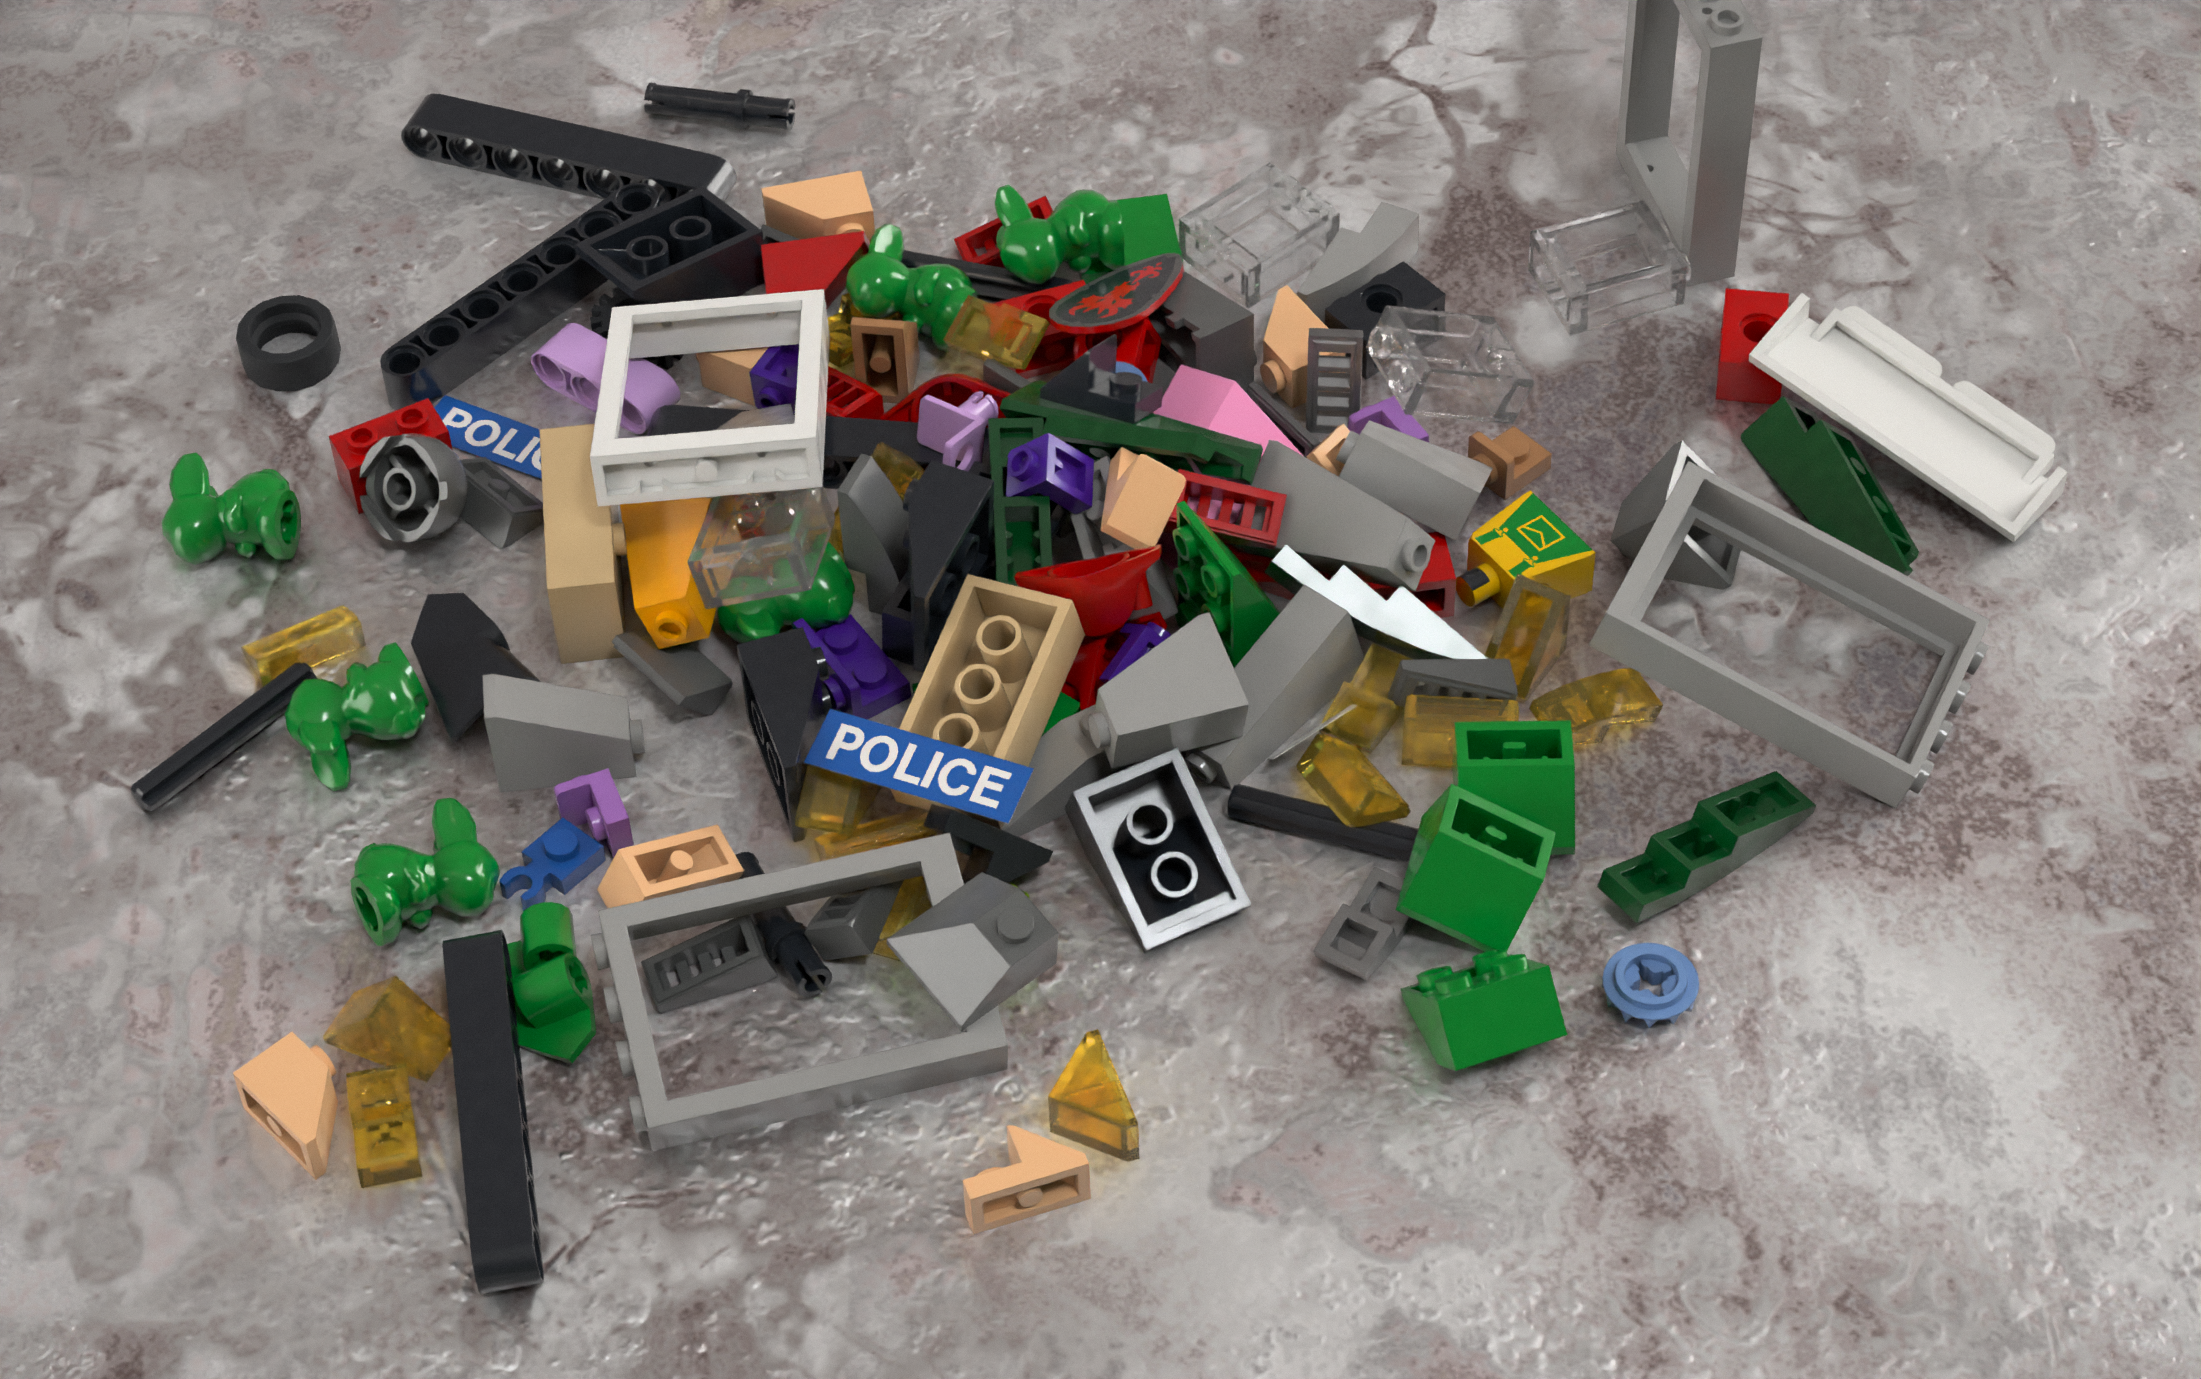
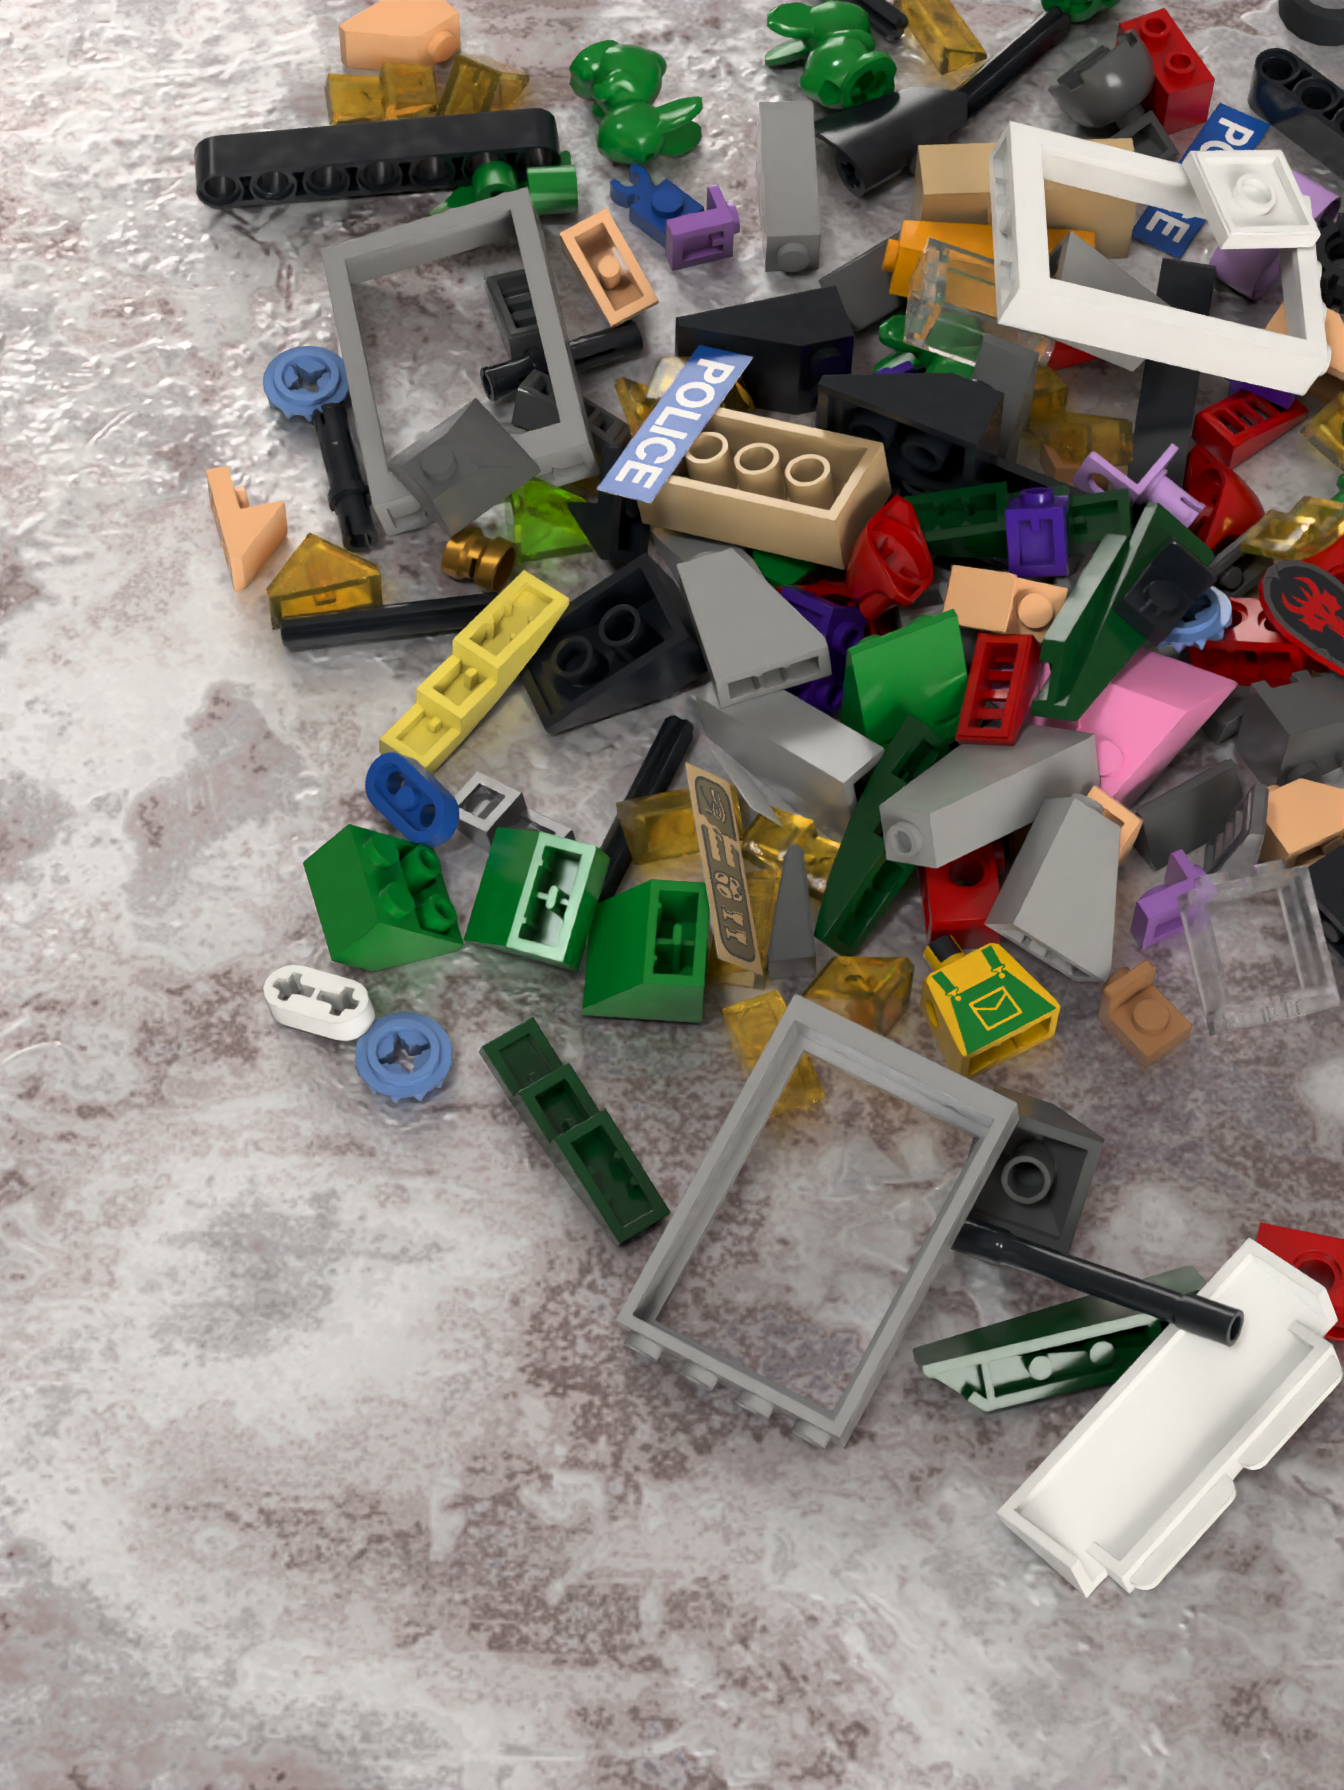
camera: 90 degrees right, 10 degrees up
(356, 582) = (1014, 58): none -> black axle
(644, 323) = (1251, 199): none -> white plate
(819, 1129) = (309, 364): none -> medium blue gear
(886, 356) = (1296, 450): medium nougat slope -> none
(945, 1099) = (347, 490): none -> black pin
(1054, 985) = (479, 558): none -> pearl gold wheel
(1128, 1041) = (382, 620): none -> black axle
(1190, 954) = (477, 673): none -> light yellow slope
(1358, 994) = (419, 809): none -> blue plate
(1428, 721) = (723, 869): none -> sticker
(1620, 1055) = (316, 1009): none -> white beam
(1830, 390) = (1184, 1310): none -> black piece

